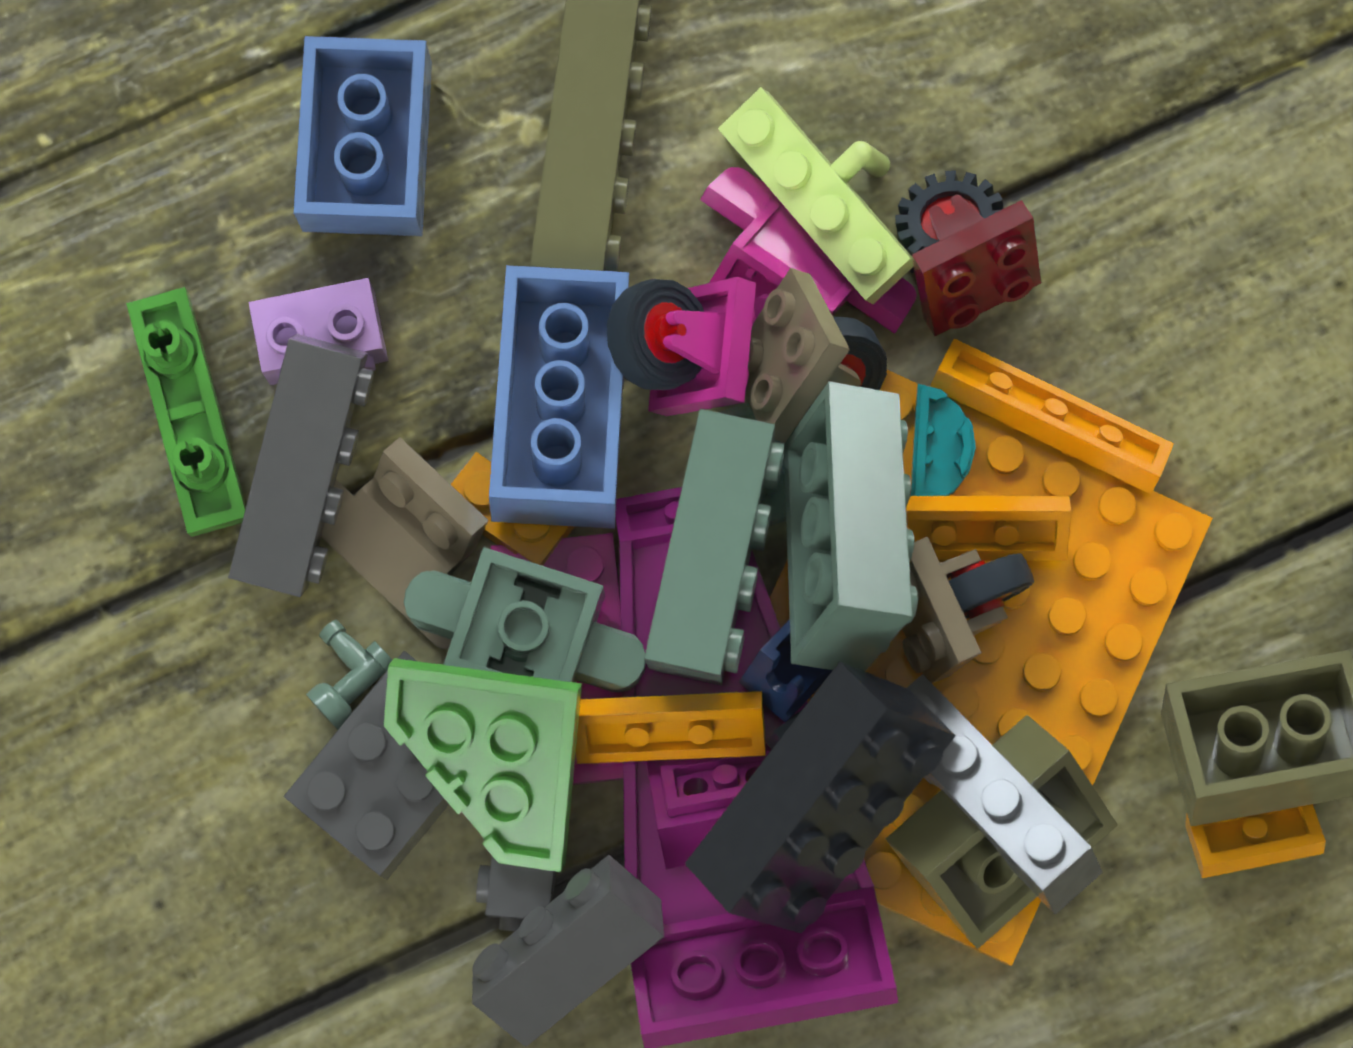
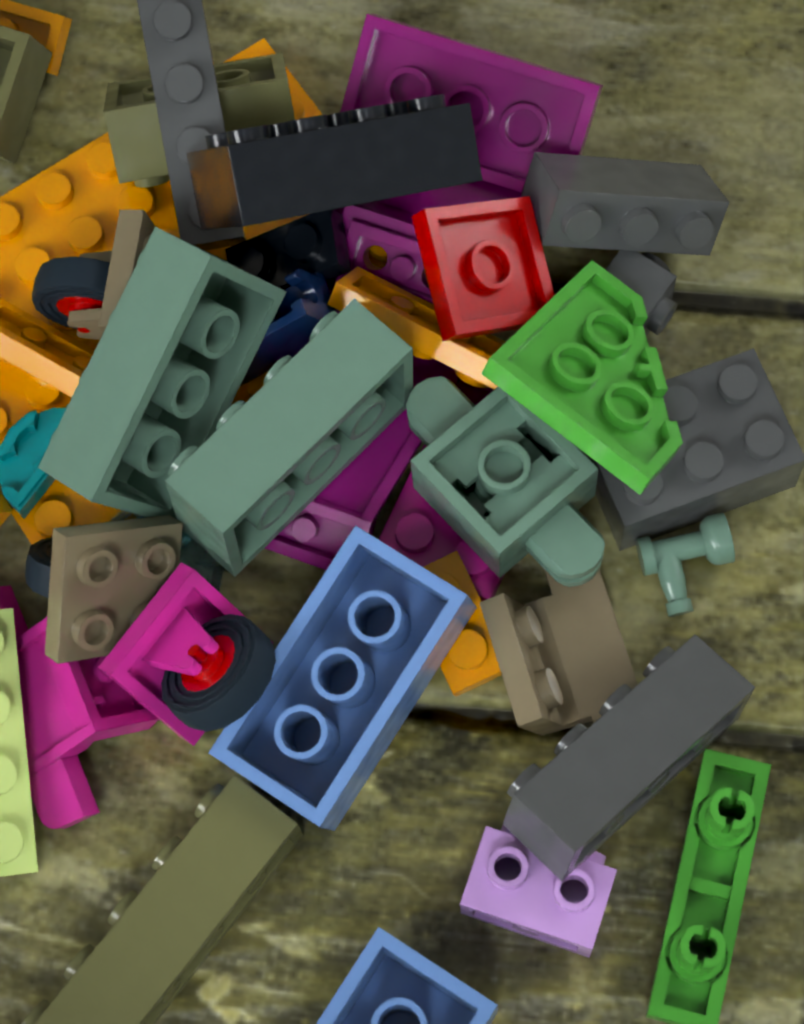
camera: 145 degrees left, 10 degrees down
(642, 797) = (483, 265): none -> red plate

